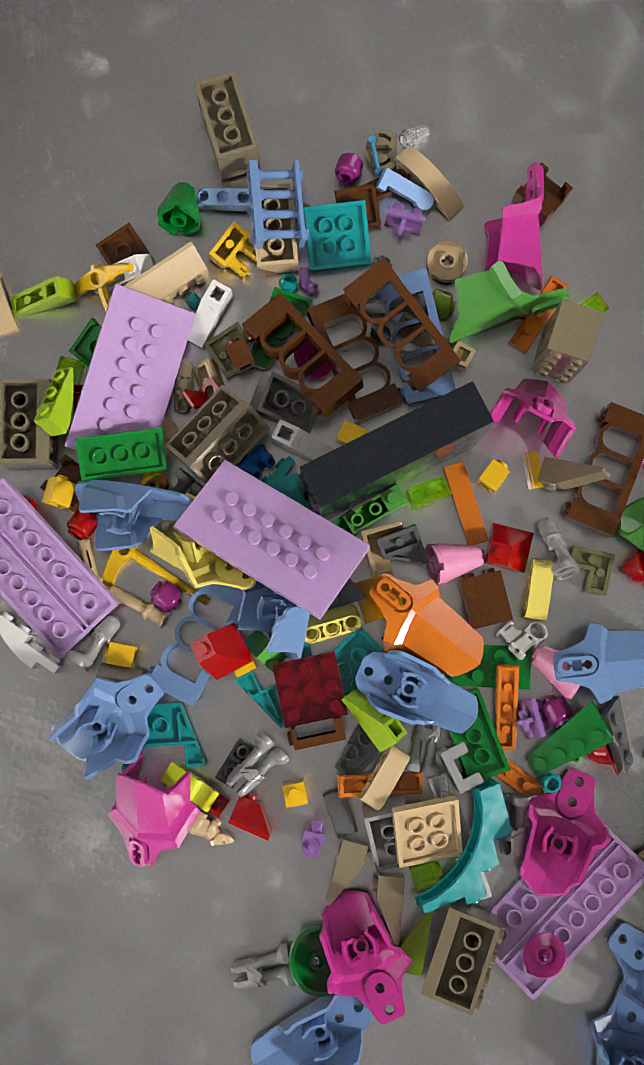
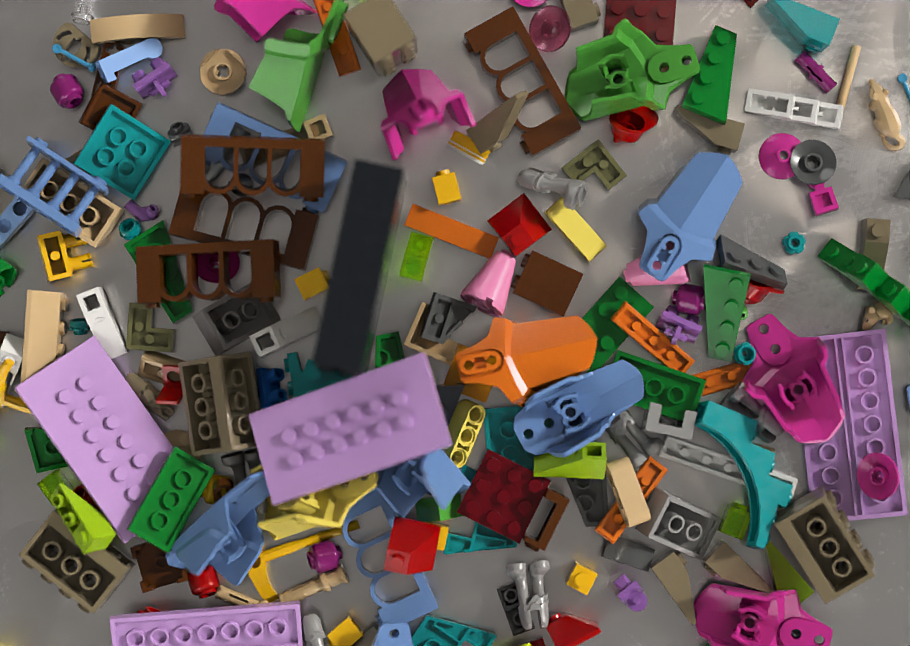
camera: 45 degrees left, 5 degrees up
(58, 492) = (160, 579): yellow brick -> none
(239, 355) = (162, 326): reddish brown brick -> none
(376, 509) = (394, 315): bright green slope -> none
(427, 831) = (700, 492): tan plate -> none
(443, 302) = (257, 107): lime head -> none
(524, 640) = (608, 281): white piece -> none

